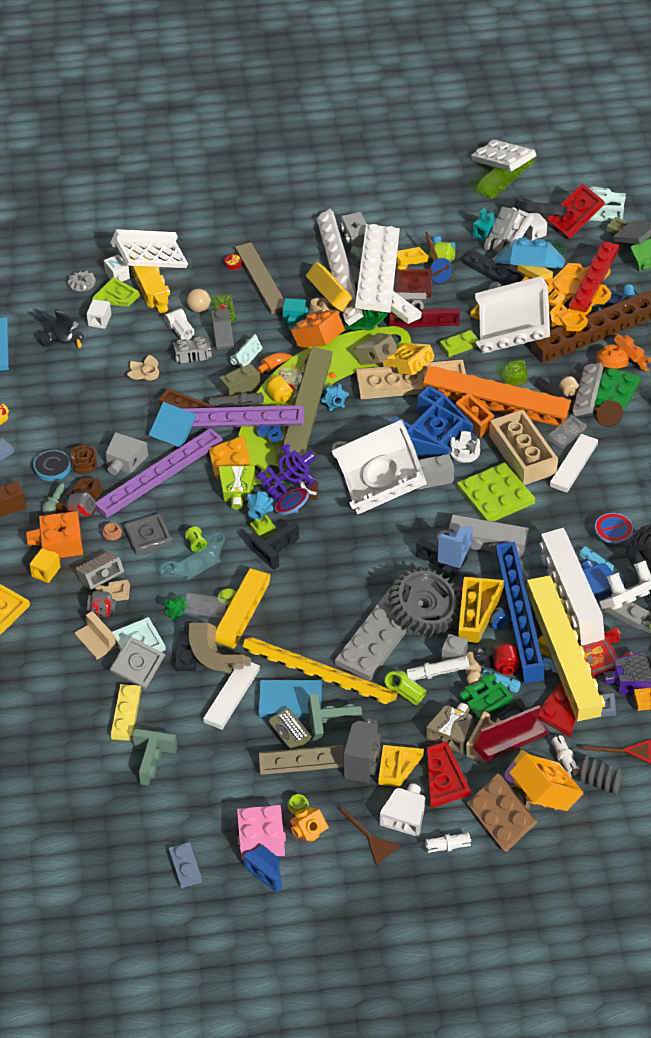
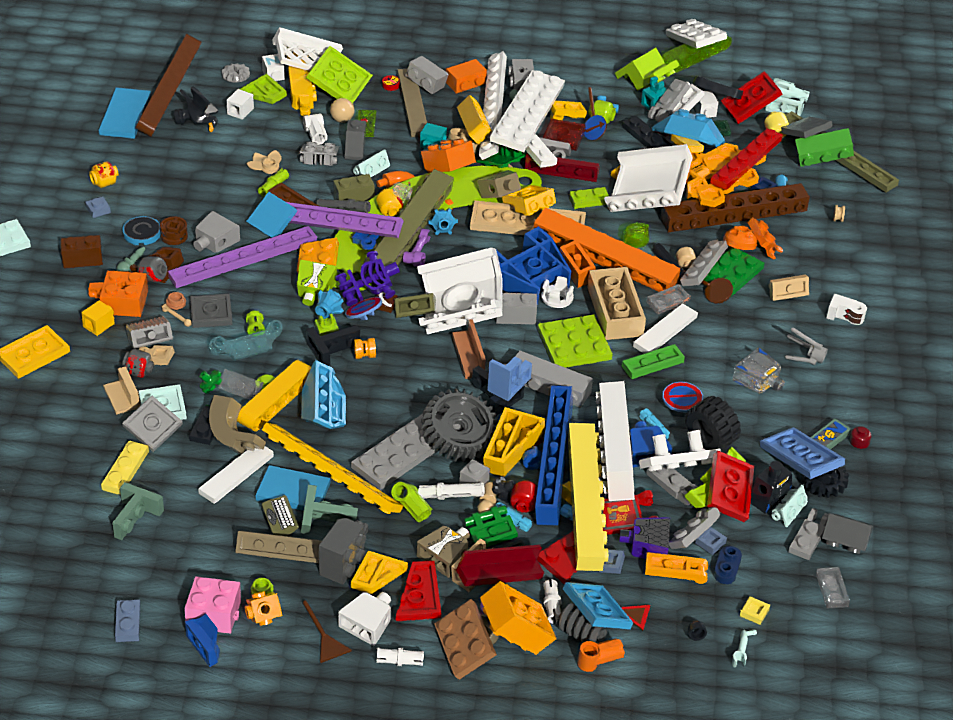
camera: 10 degrees right, 5 degrees down
(23, 308) = (168, 85): none -> reddish brown beam
(130, 551) = (187, 322): none -> tan hinge
(159, 388) = (273, 180): none -> lime pin
(184, 265) = (339, 75): none -> lime plate
(266, 247) = (426, 74): none -> light grey brick
(287, 602) = (323, 398): none -> dark azure wedge
(302, 241) = (466, 76): none -> orange brick
(307, 542) = (369, 348): none -> light orange wheel
(320, 438) = (416, 257): none -> medium lavender brick
(338, 488) = (415, 305): none -> olive slope
(404, 523) = (469, 349): none -> nougat panel
(470, 200) = (646, 67): none -> lime bracket
(574, 498) = (653, 361): none -> bright green plate
(605, 232) = (775, 121): none -> light yellow head
(610, 752) = (597, 605): none -> dark azure tile
(625, 797) = (594, 653): none -> orange piece

